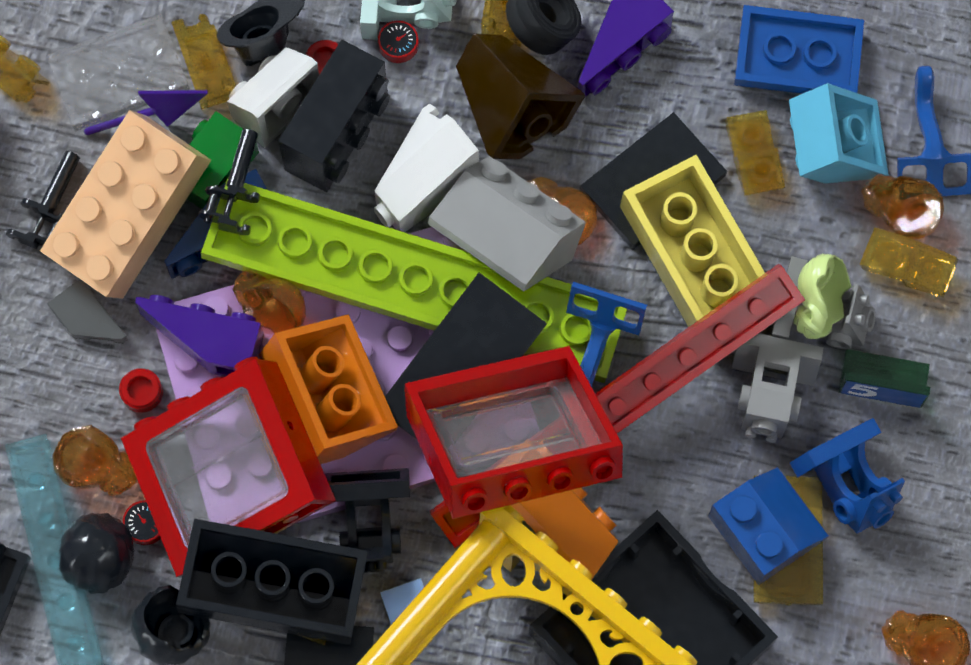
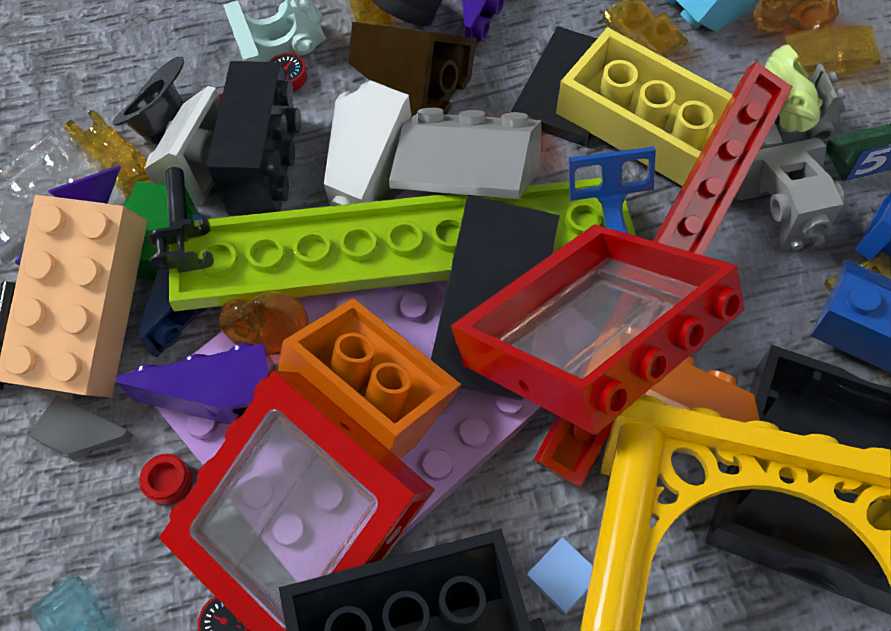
camera: 20 degrees left, 10 degrees down
(92, 460) = (135, 578): clear orange hair -> none
(371, 489) = (462, 465): black tile -> none

